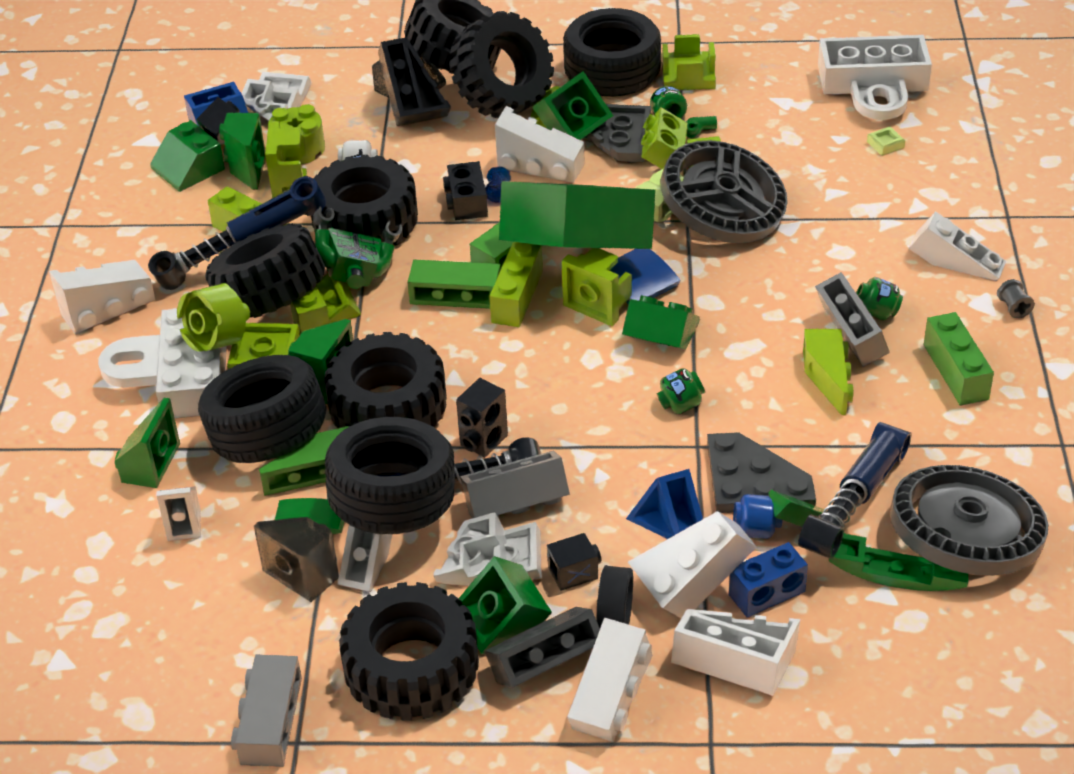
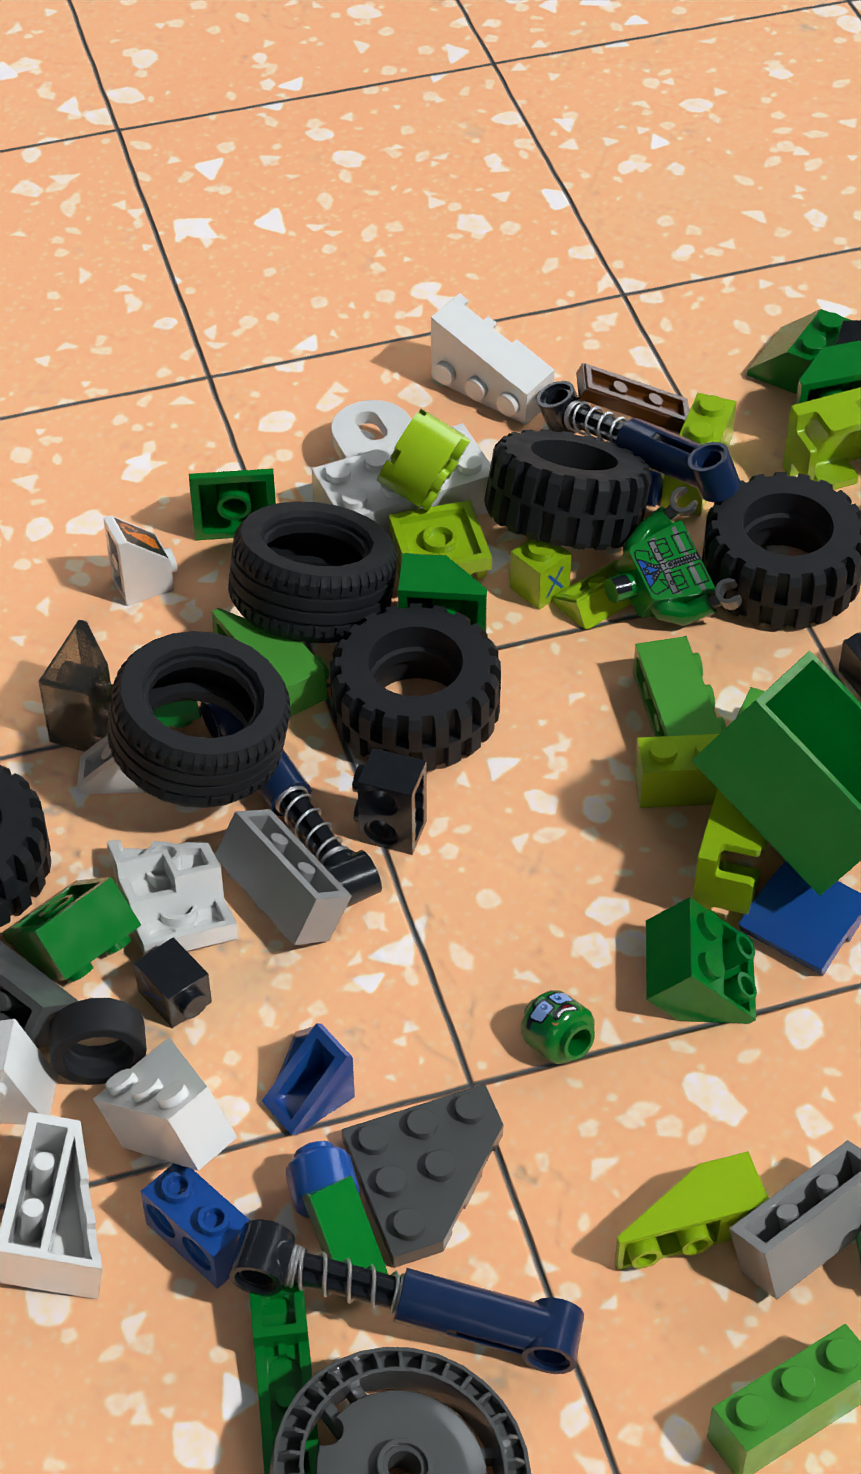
camera: 70 degrees right, 5 degrees up
(183, 234) = (631, 397): none -> reddish brown tile

